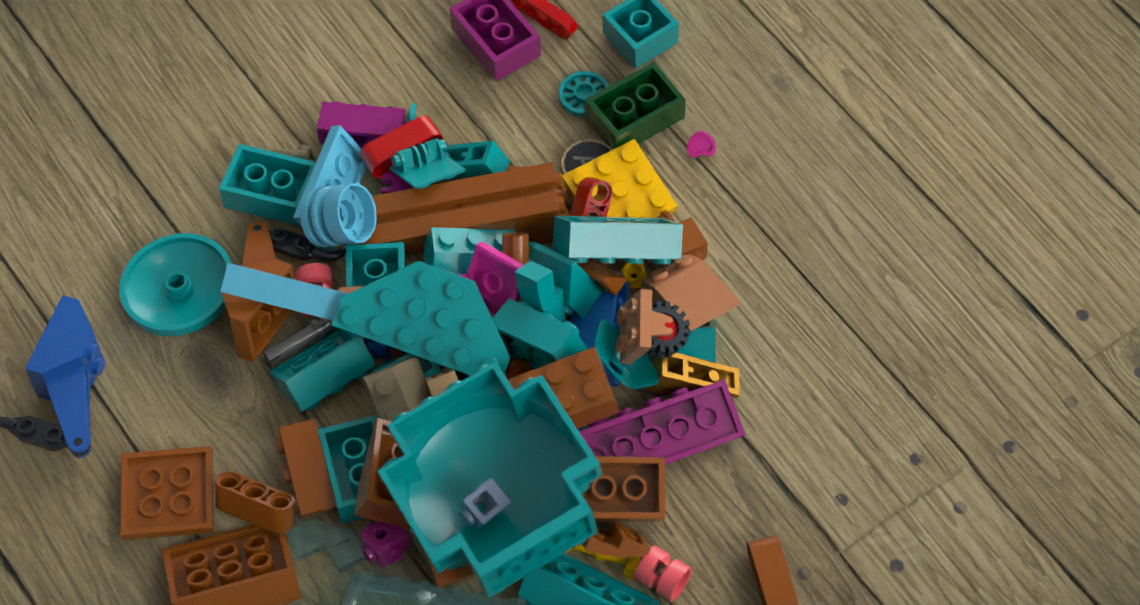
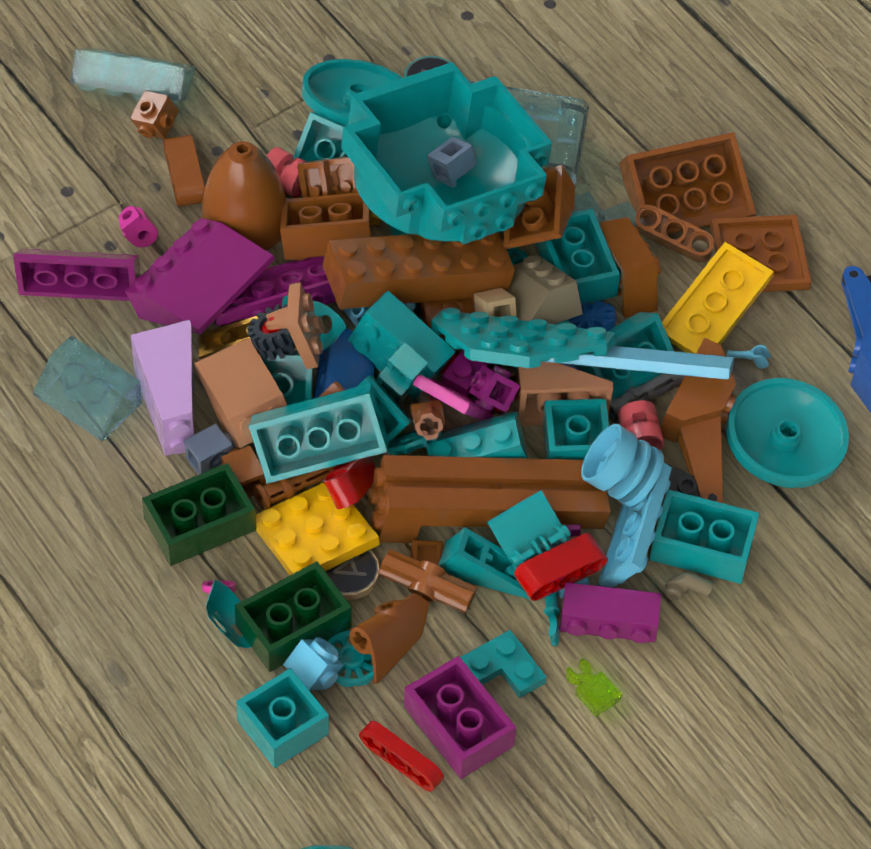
camera: 175 degrees right, 5 degrees down
(194, 378) = (758, 354): none -> medium azure hand
(223, 421) = (716, 299): none -> yellow plate
(351, 407) = (595, 316): none -> blue wheel
(381, 71) = (594, 691): none -> clear neon green plate
(457, 96) = (506, 658): none -> teal plate
(521, 146) = (427, 581): none -> dark orange piece
(564, 90) = (390, 632): none -> dark orange panel
(612, 68) = (315, 663): none -> medium azure brick
(695, 121) = (223, 602): none -> teal piece
(705, 522) = (245, 194): none -> dark orange cylinder
(723, 260) = (206, 448): none -> sand blue brick
(724, 193) = (199, 514): none -> dark green brick
(742, 428) = (198, 276): none -> magenta slope
(766, 315) = (166, 373): none -> lavender slope
(816, 505) = (137, 226): none -> dark pink piece
(839, 326) = (88, 388): none -> clear light blue slope
(869, 440) = (75, 274): none -> magenta slope

